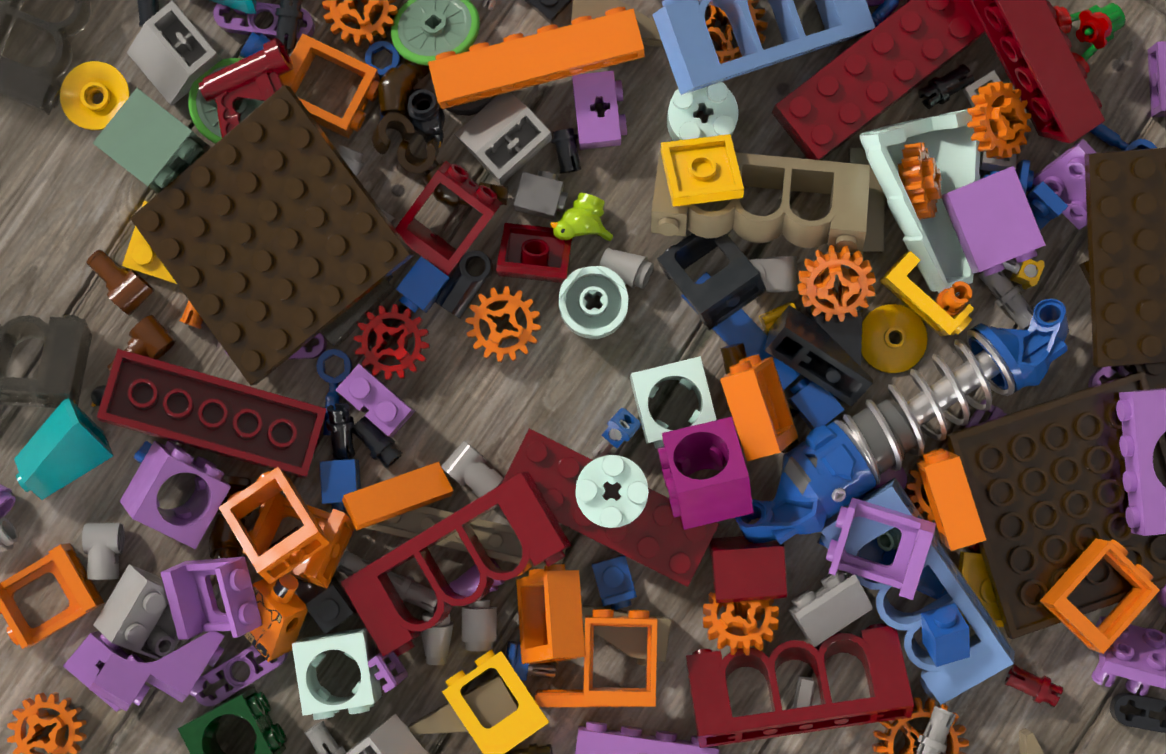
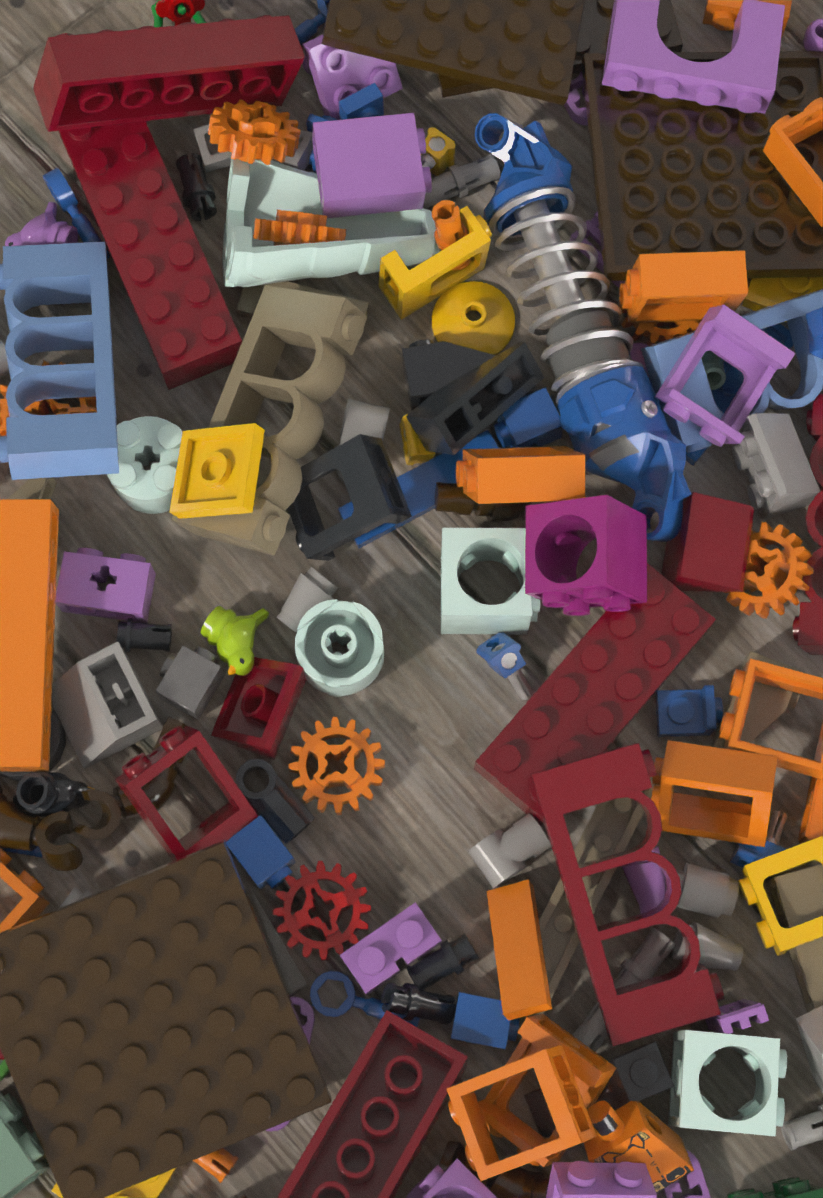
camera: 80 degrees left, 10 degrees down
(611, 512) = (589, 649): light aqua brick -> none
(852, 288) = (382, 356): orange gear -> none

